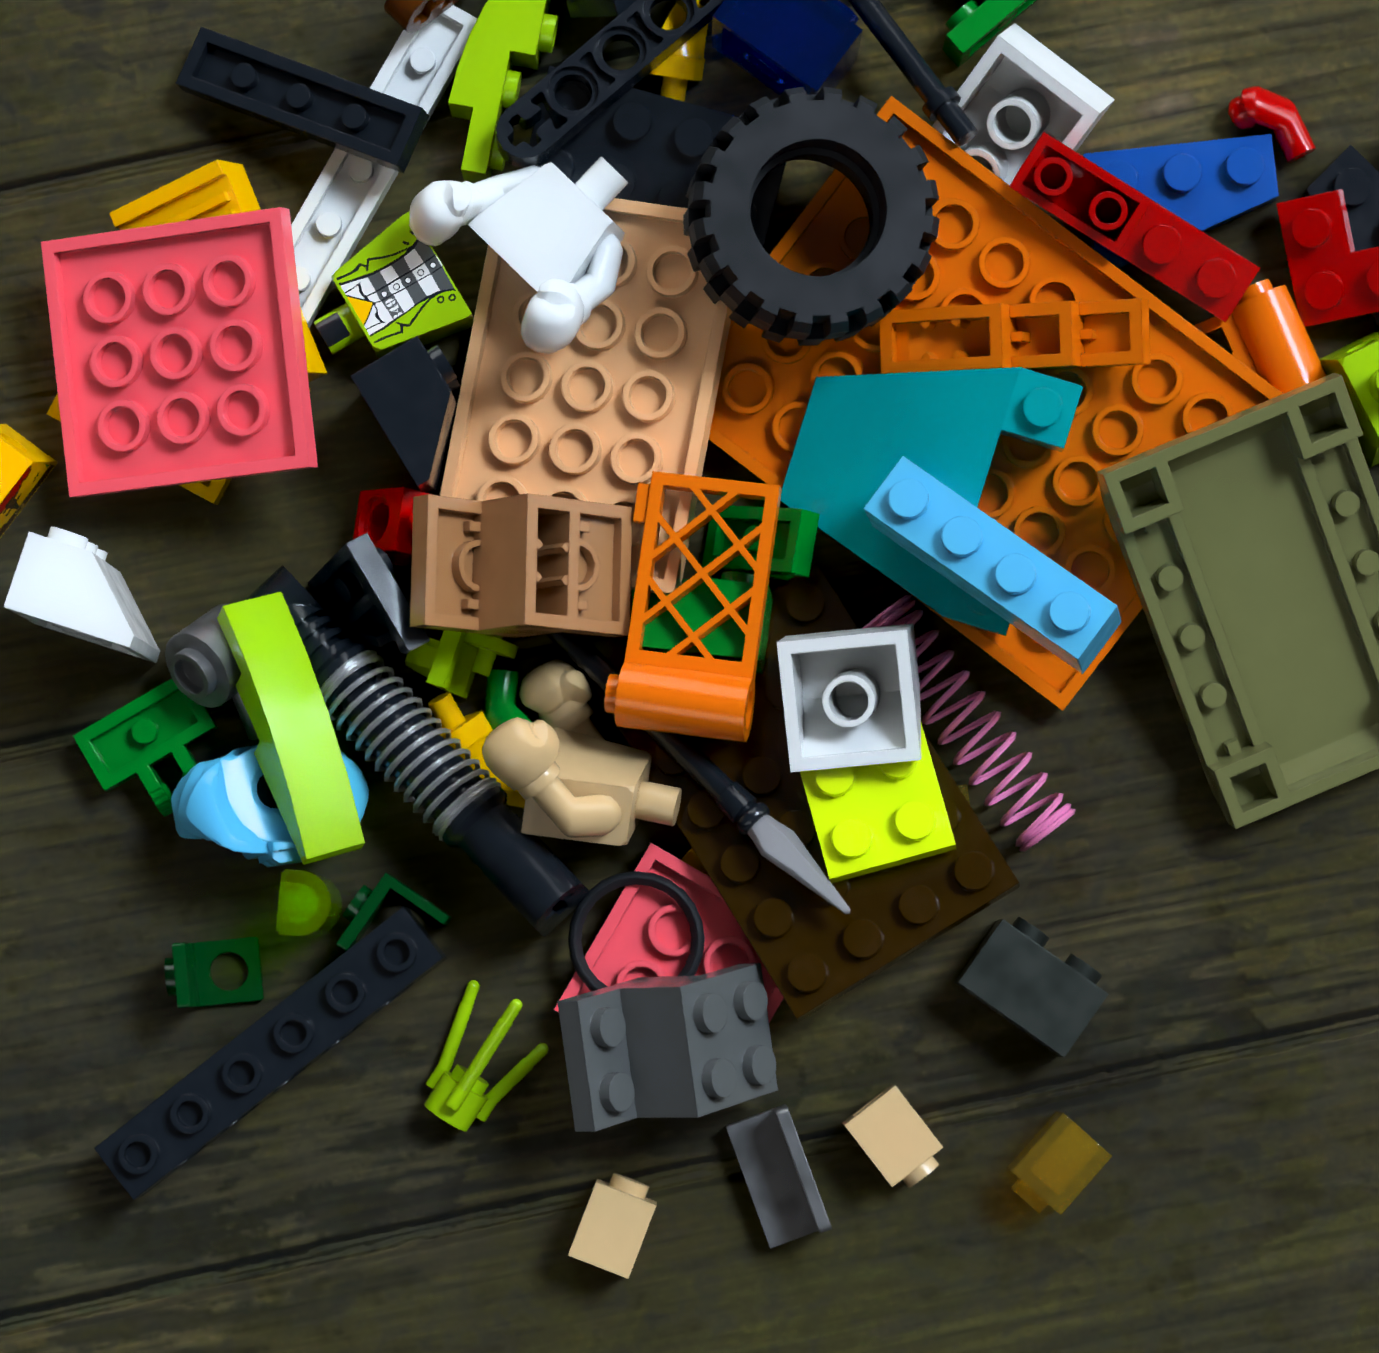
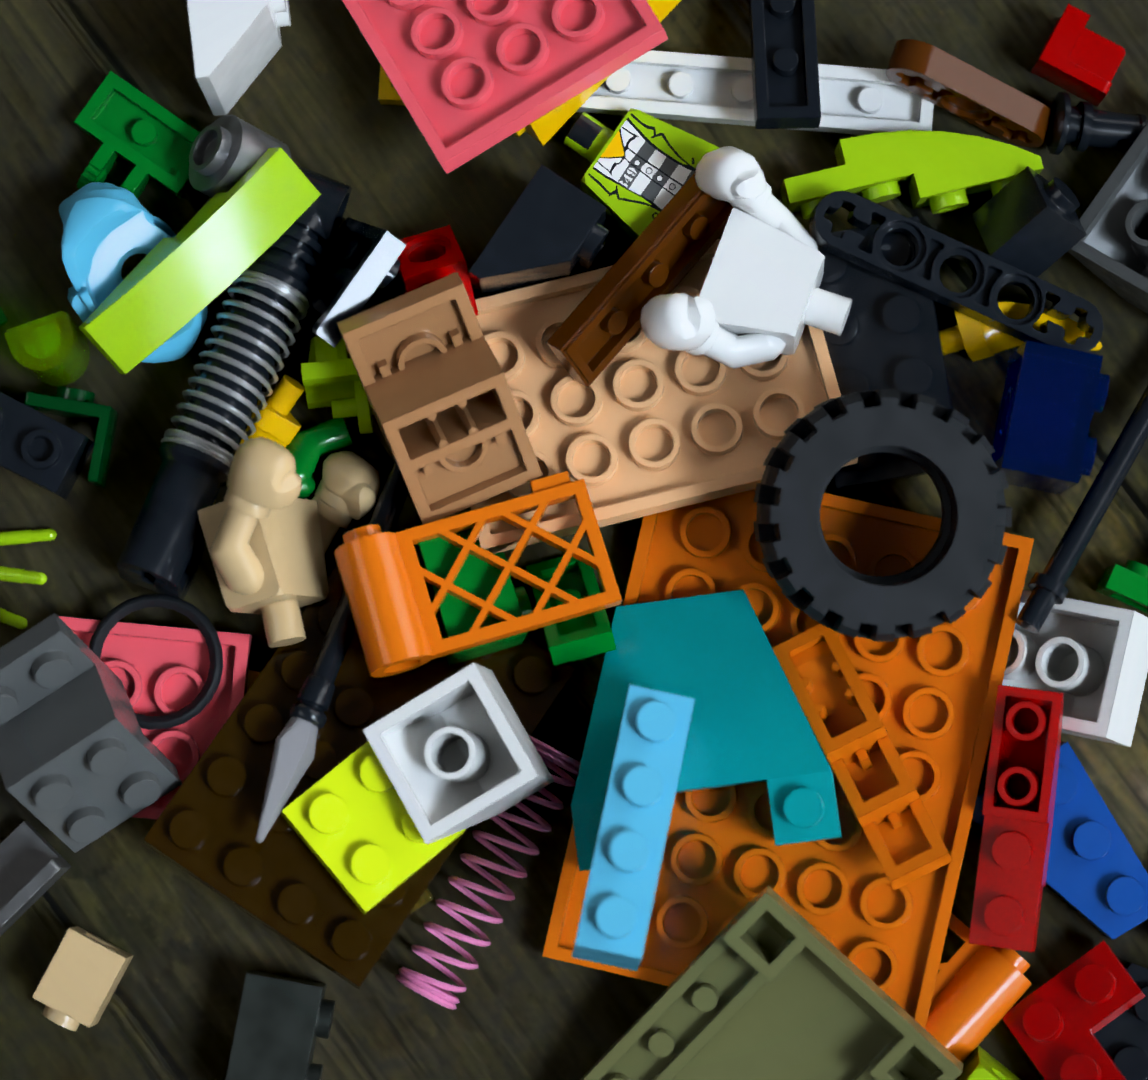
camera: 60 degrees right, 0 degrees up
(494, 340) = (647, 269): none -> reddish brown tile

